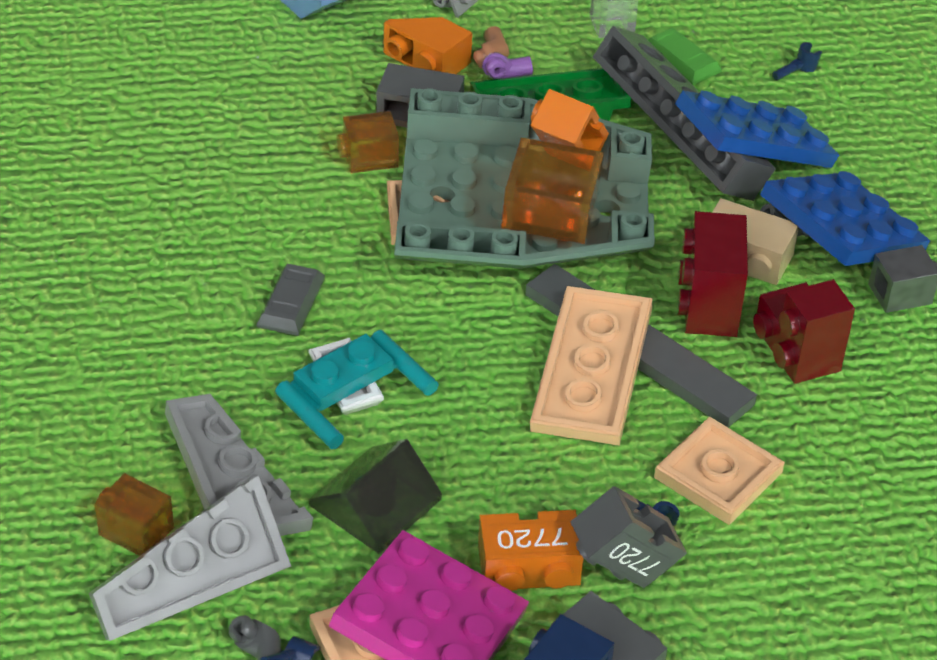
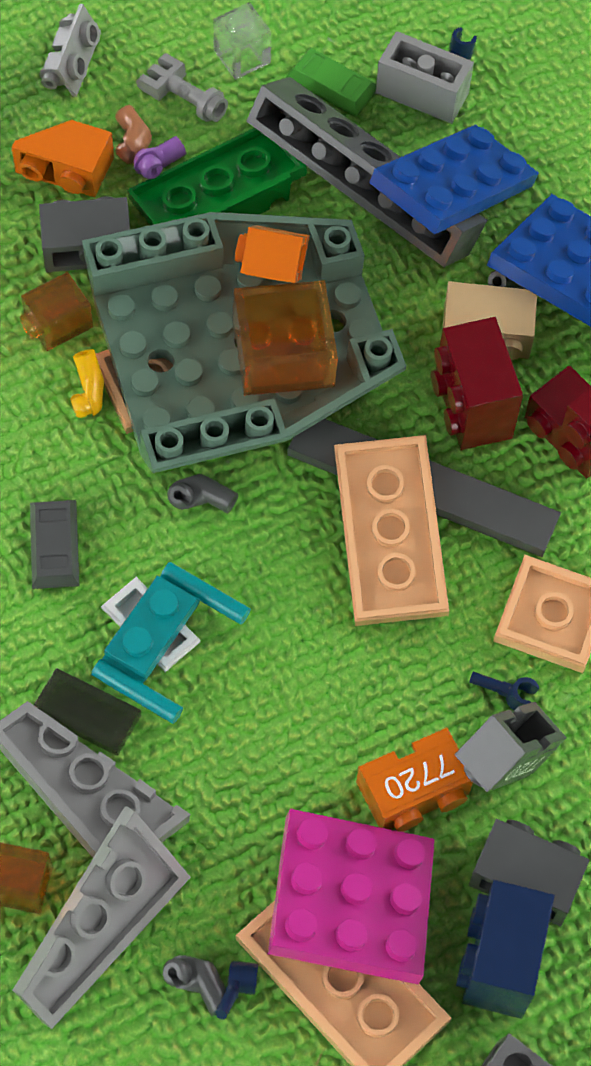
camera: 20 degrees left, 20 degrees up
(262, 423) = (88, 711): none -> clear smoke tile
(377, 199) = (92, 383): none -> yellow arm
(379, 494) = (239, 760): clear smoke slope -> none
(434, 294) = (201, 490): none -> dark grey arm
(566, 43) = (169, 77): none -> light grey hinge
(761, 63) = (424, 77): none -> light grey brick

